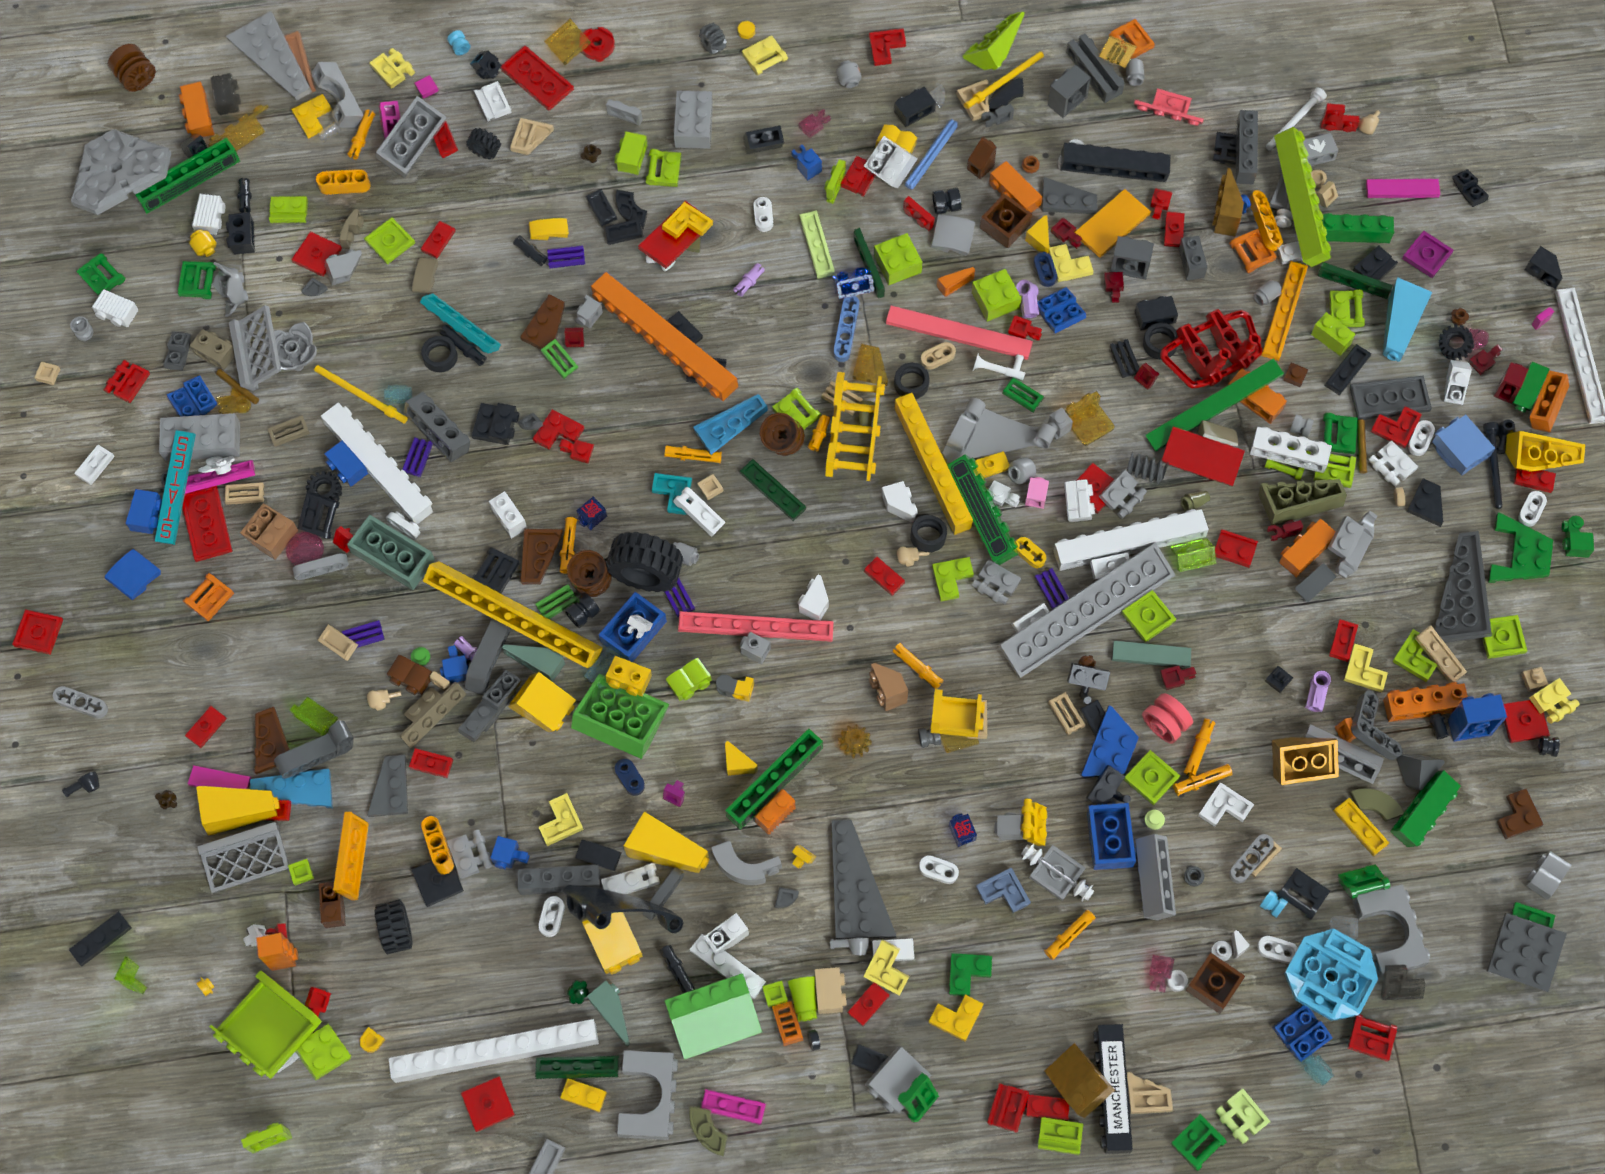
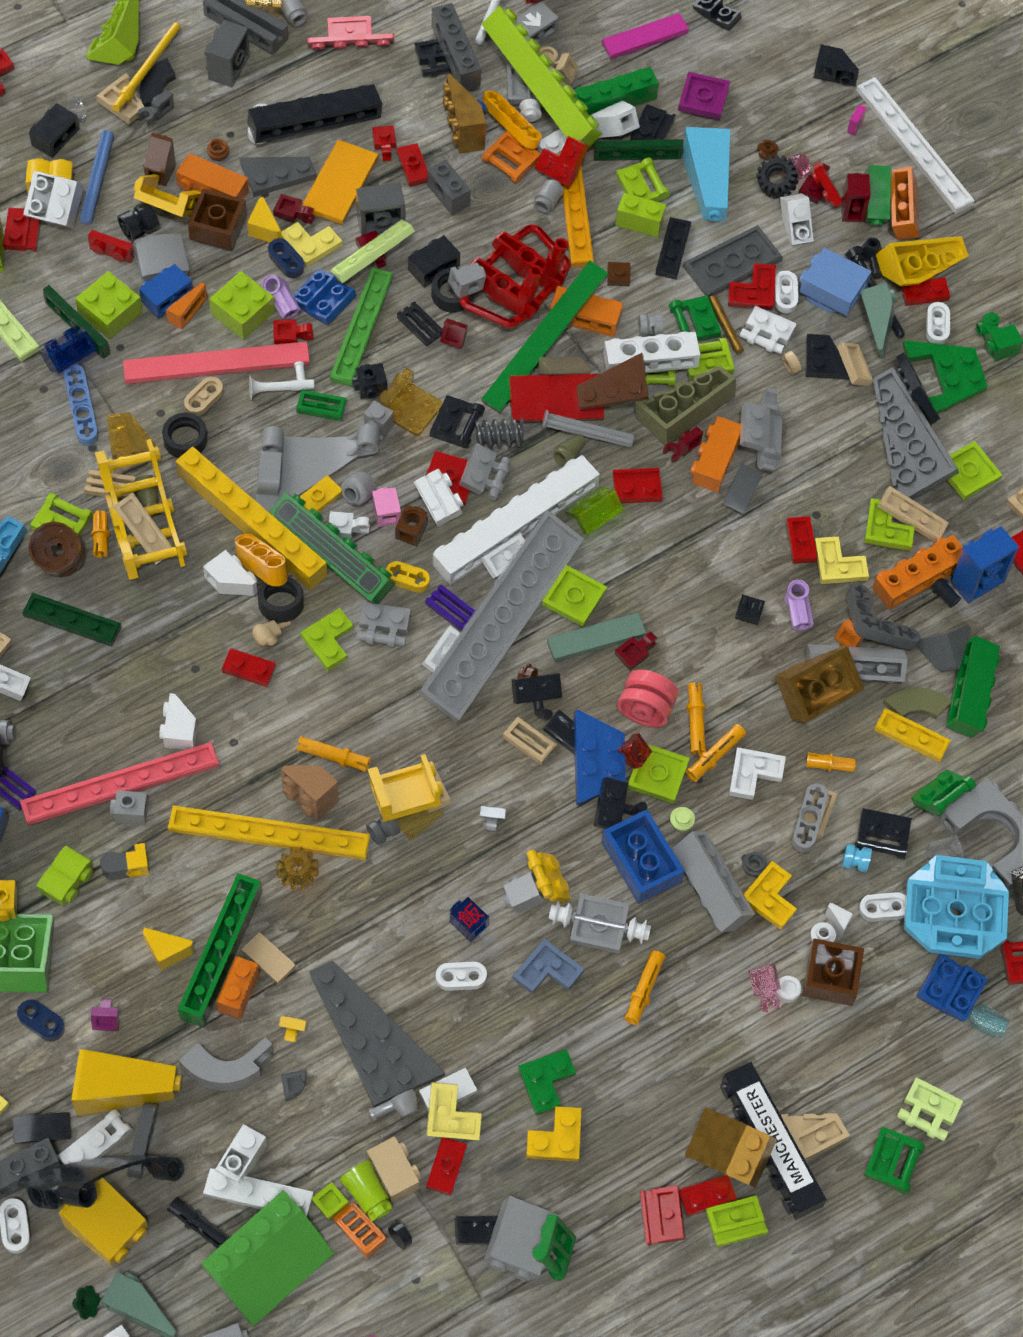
camera: 30 degrees left, 5 degrees down
(807, 798) = (269, 958): none -> tan tile
(847, 706) = (269, 832): none -> yellow tile
(850, 439) = (141, 525): none -> tan tile
(926, 498) = (261, 559): none -> light orange beam
(944, 262) = (165, 289): none -> blue brick
(963, 182) = (147, 192): none -> yellow panel
(1013, 759) = (492, 815): none -> tile
(1048, 521) = (411, 533): none -> reddish brown brick
(1066, 390) = (370, 380): none -> black brick
(1079, 344) = (361, 326): none -> bright green tile
(1112, 288) = (372, 250): none -> yellowish green tile
(1115, 441) = (450, 418): none -> black plate
(1140, 754) = (635, 751): none -> clear red tile
(1172, 339) = (467, 279): none -> light grey brick
(1190, 904) = (765, 899): none -> yellow plate
(1215, 490) = (587, 429): none -> light grey axle
(1250, 465) = (615, 386): none -> reddish brown wing
(1286, 822) = (830, 762): none -> light orange axle
(1289, 273) = (563, 166): none -> red plate
(1347, 250) = (617, 119): none -> white slope
(1450, 516) = (855, 364): none -> tan tile
(1488, 484) = (880, 312): none -> sand green slope
(1488, 554) = (915, 387): none -> black wing
(1493, 370) = (821, 176): none -> red plate

